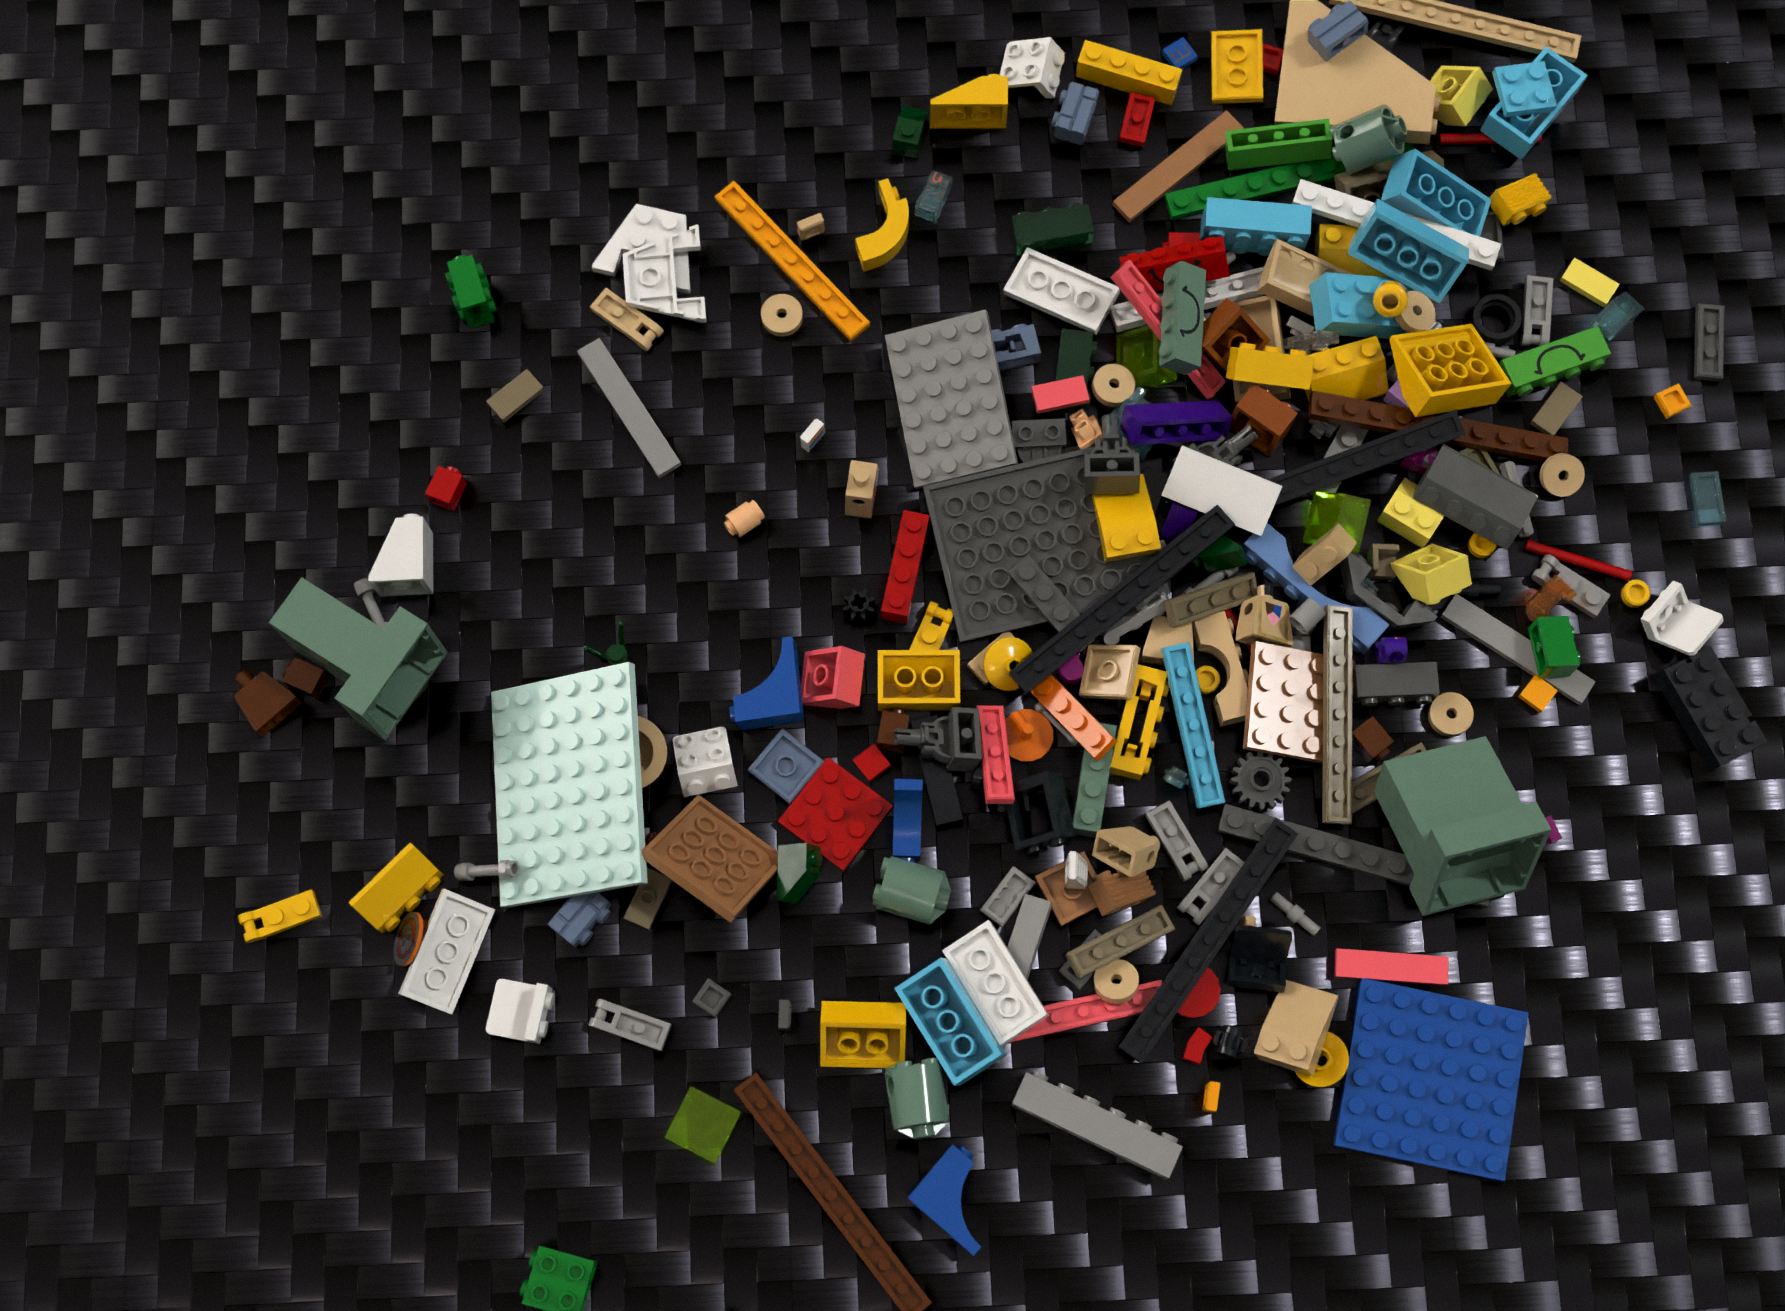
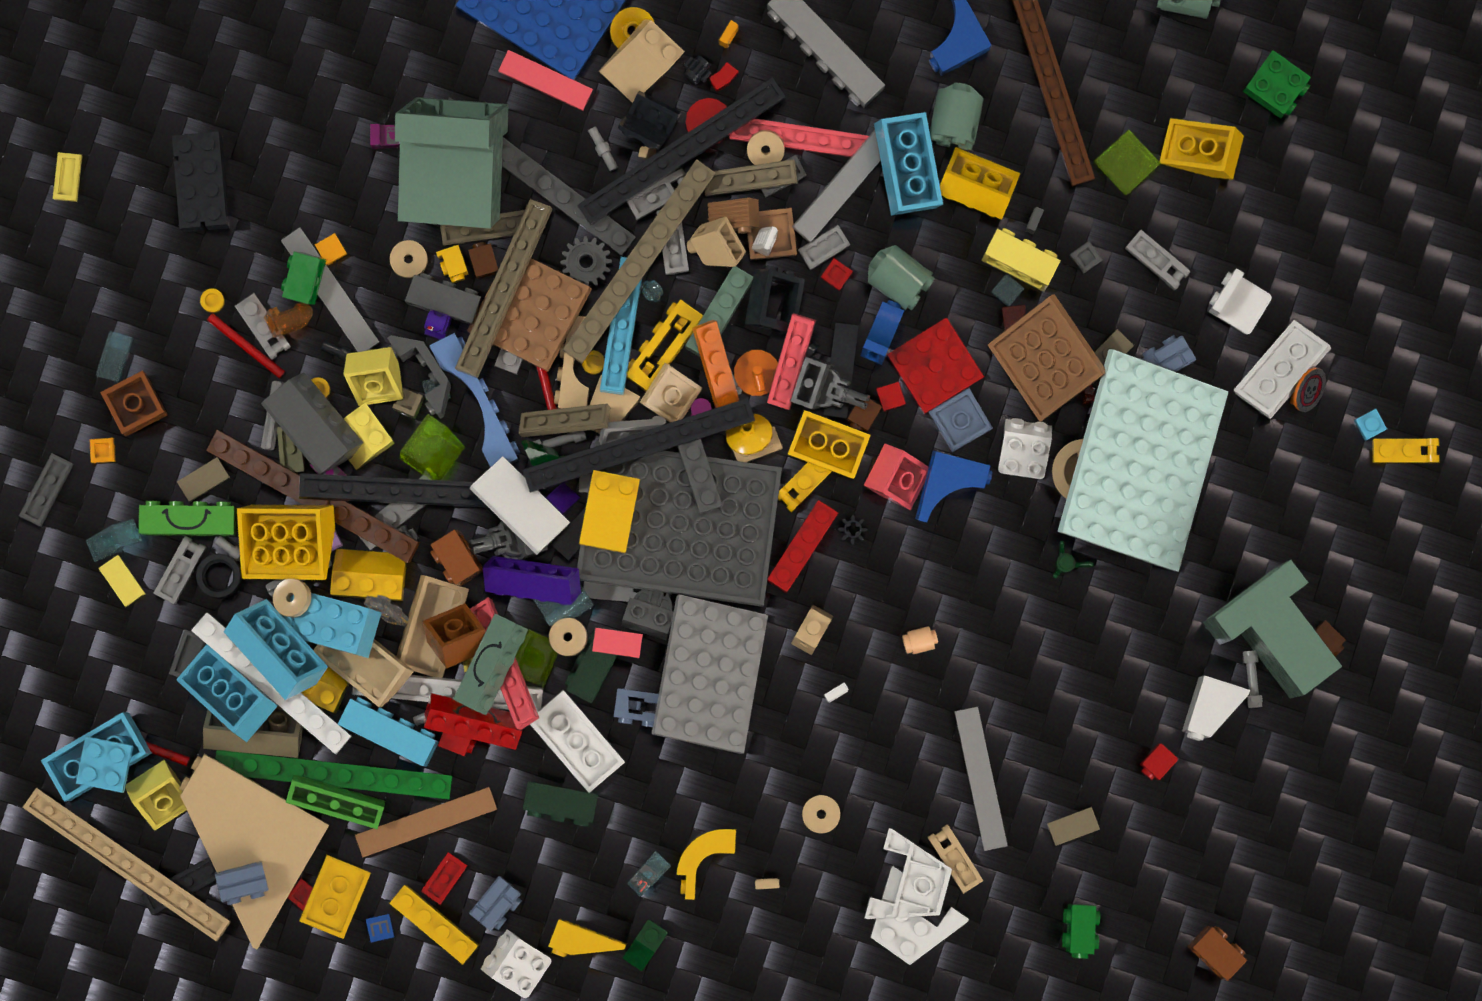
camera: 165 degrees left, 10 degrees up
(264, 701) = (1365, 633): reddish brown torso -> none
(320, 318) = (1217, 952): none -> dark orange brick
(328, 930) = (1370, 424): none -> medium azure plate
(396, 889) = (1305, 432): yellow slope -> none
(469, 871) = (1244, 428): light grey bar -> none
(622, 1173) = (1202, 148): none -> yellow slope
(768, 901) = (1012, 315): none -> clear red tile
(783, 961) = (1021, 259): none -> light yellow brick
(786, 927) = (1007, 290): none -> clear light blue tile
(792, 261) = (794, 862): light orange tile -> none
(797, 870) = (983, 329): dark green slope -> none
(982, 873) = (836, 274): none -> red tile
(995, 983) = (862, 180): white plate -> none
(1085, 429) = (606, 604): light nougat hips -> none
(1111, 467) = (604, 554): dark grey brick -> none
(1203, 800) = (639, 261): none -> dark tan plate
(1264, 620) = (528, 388): tan torso -> none
(1270, 366) = (435, 594): yellow brick -> none
(1299, 327) = (387, 632): light grey plate -> none
(1306, 618) = (495, 374): light grey piece -> none
(1324, 554) = (458, 420): tan brick -> none
(1368, 139) = (262, 766): sand green cylinder -> none
(1390, 298) = (312, 609): yellow head -> none
(1401, 725) = (453, 263): none -> yellow brick
(1520, 200) = (149, 674): yellow brick -> none
(1550, 474) = (230, 428): tan piece -> none
(1666, 453) = (134, 403): none -> dark orange brick
(1679, 622) = (190, 259): white bracket -> none

